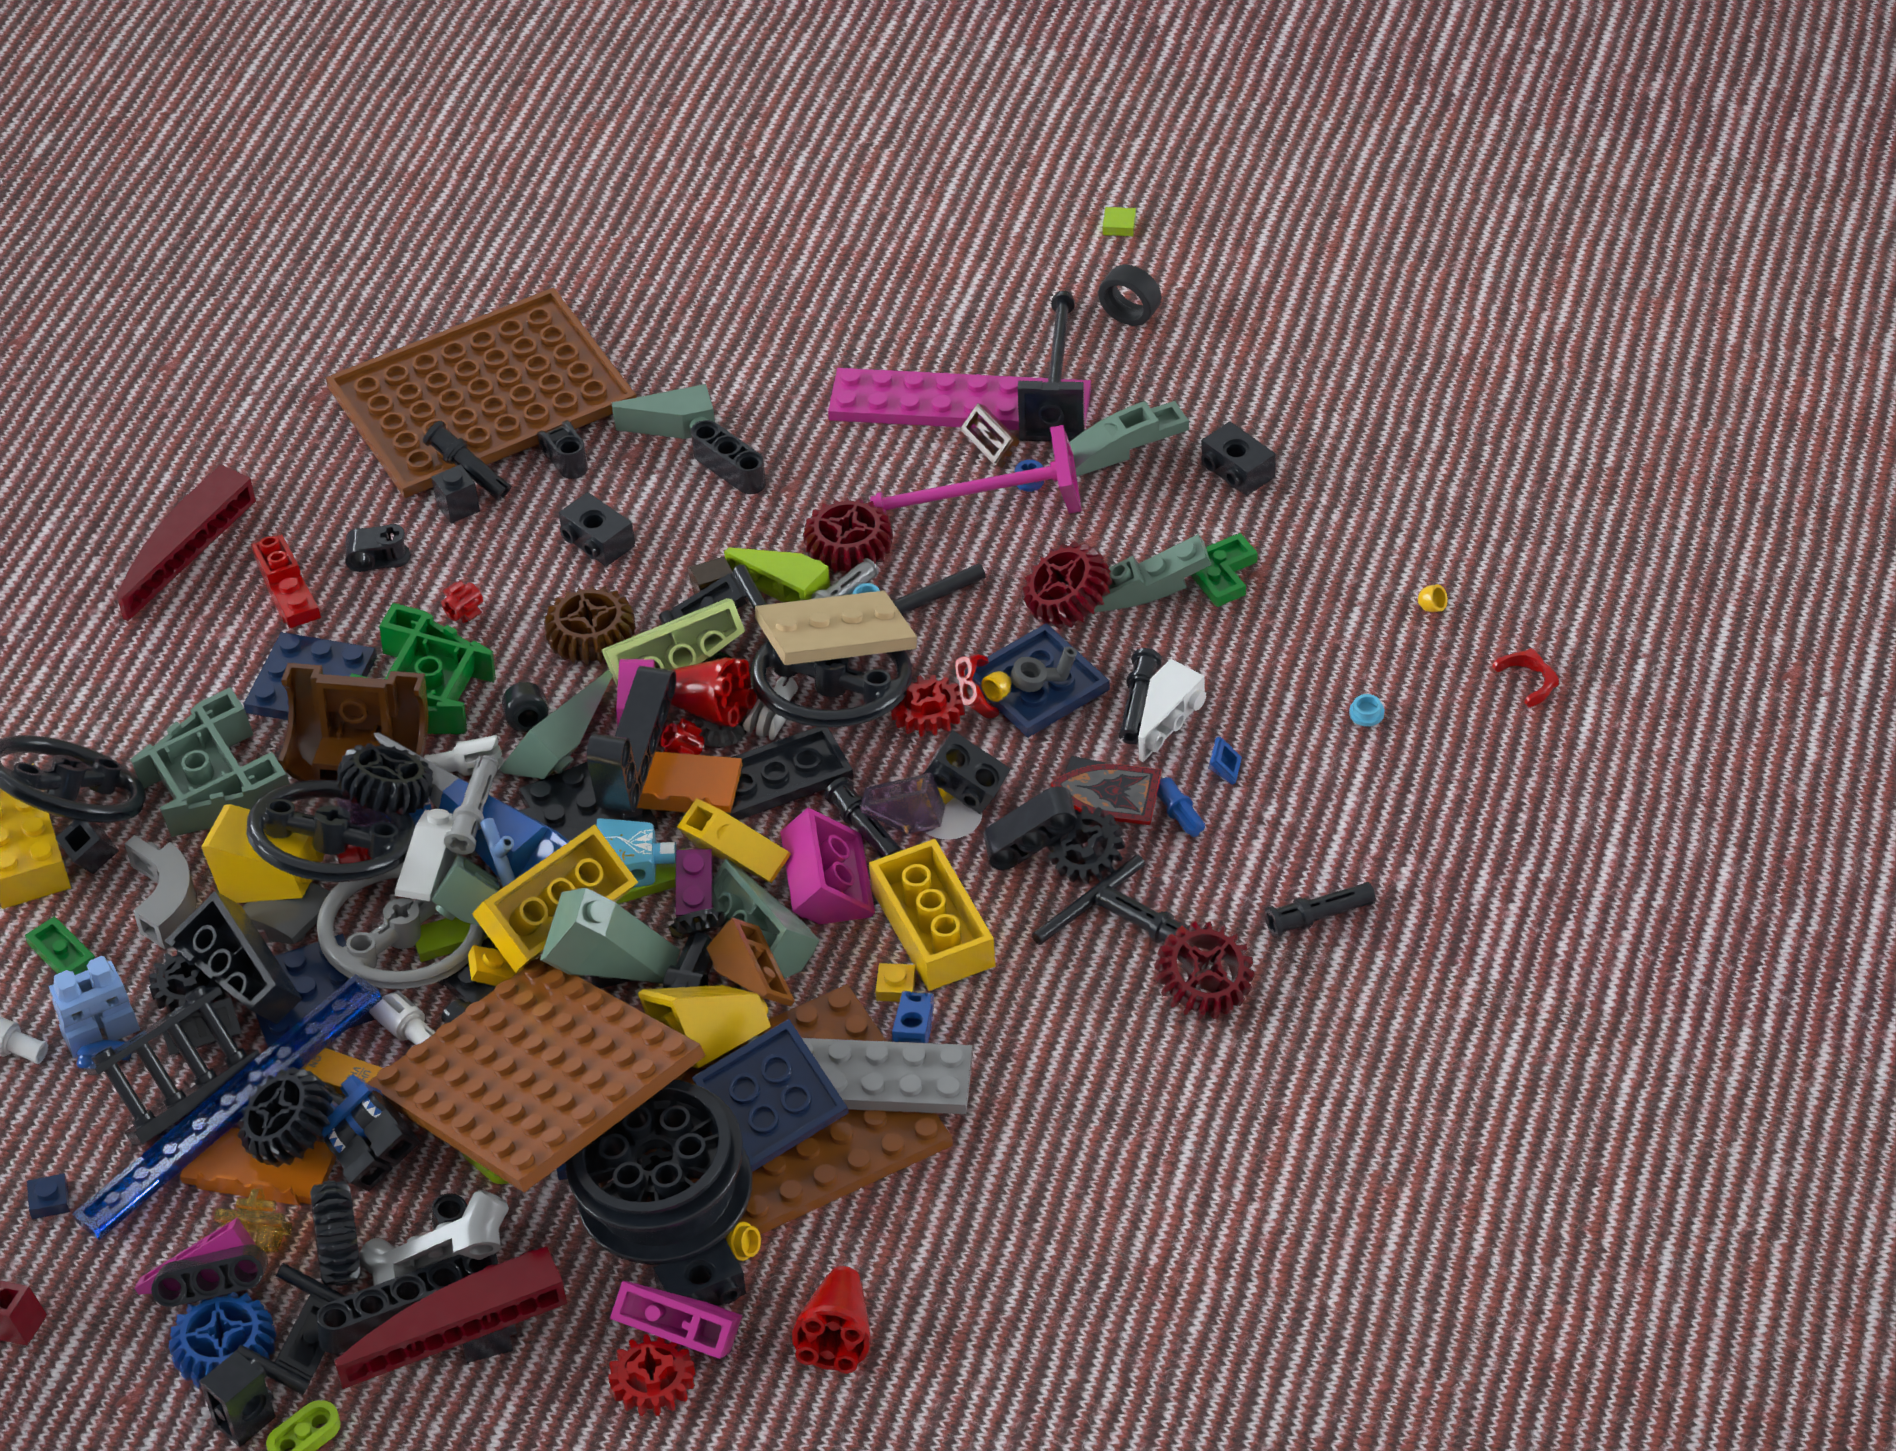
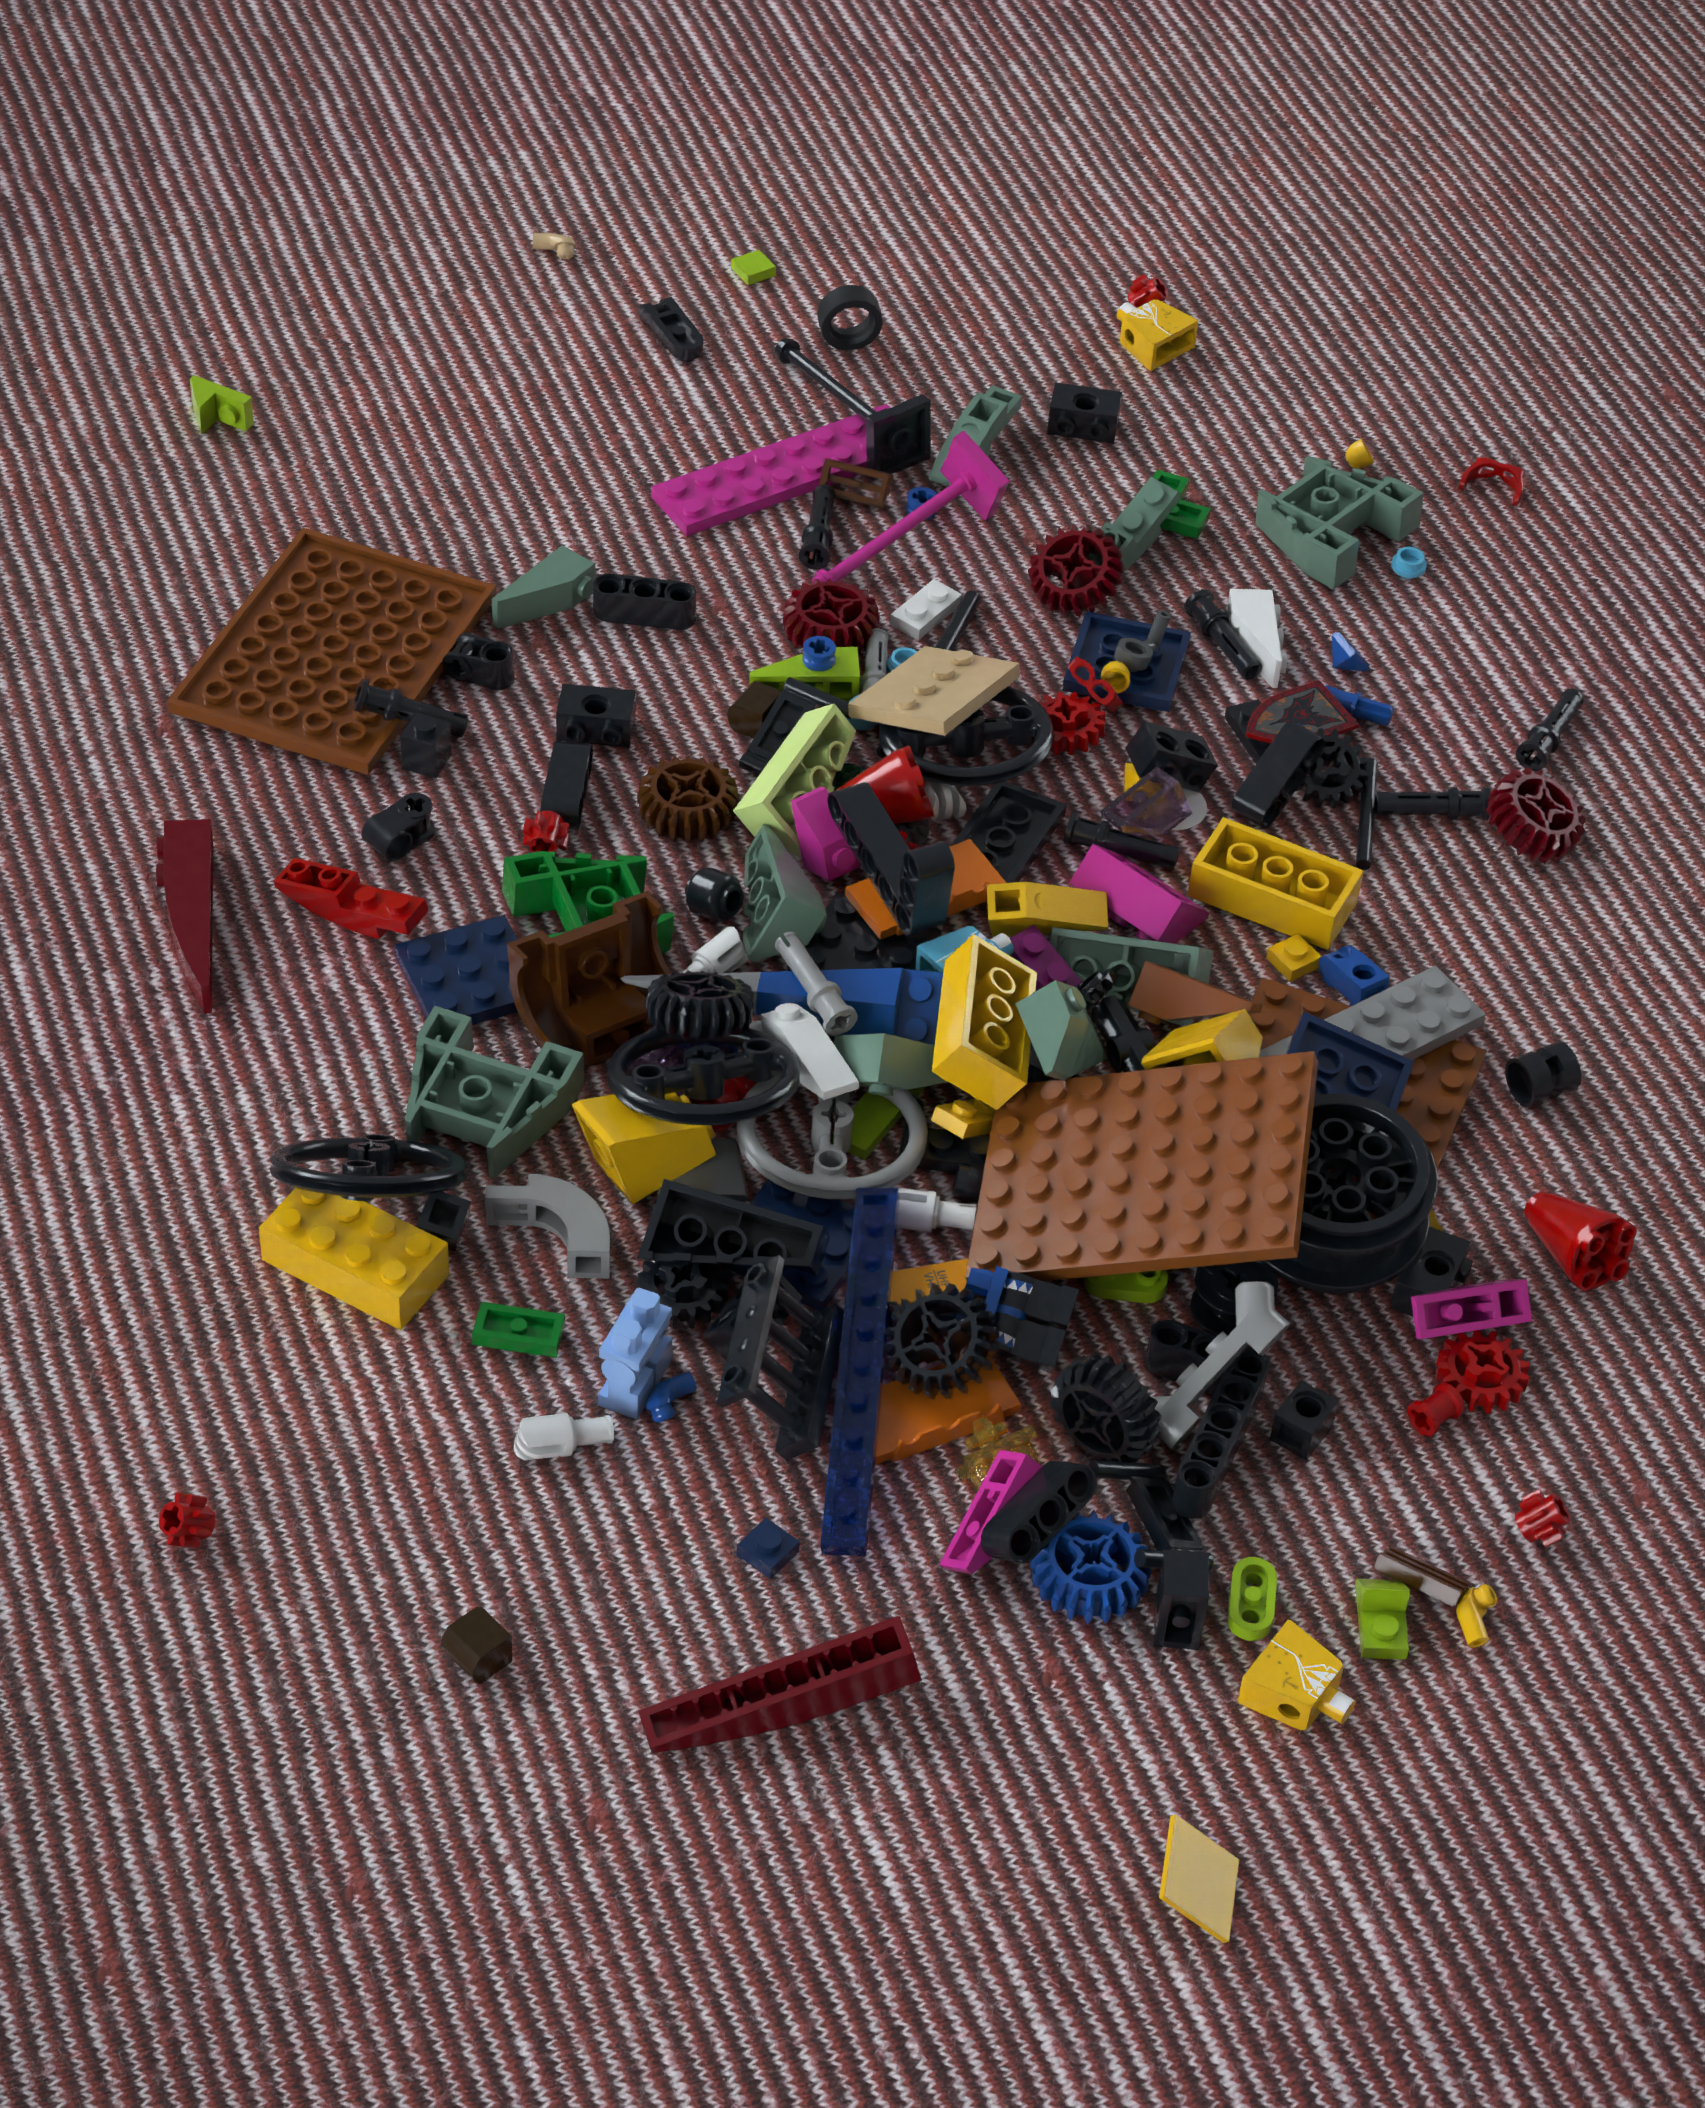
camera: 45 degrees left, 0 degrees up
(456, 1315) = (1303, 1400): dark red slope -> none
(498, 848) = (880, 1011): medium blue piece -> none
(520, 572) = (568, 781): none -> black beam
(539, 1229) = (1214, 1296): none -> black piece
(586, 1382) = (1435, 1409): none -> red bush
(596, 164) = (219, 403): none -> lime slope
(784, 564) = (821, 661): none -> blue bush
(915, 464) = (817, 535): none -> black pin
(934, 562) = (925, 609): none -> white plate
(952, 1174) = (1543, 1074): none -> black wheel
(989, 138) = (551, 241): none -> tan arm
(996, 247) = (673, 328): none -> black plate
(1335, 630) = (1323, 507): none -> sand green wedge
(1378, 416) = (1156, 332): none -> yellow torso
(1405, 381) = (1145, 290): none -> red gear

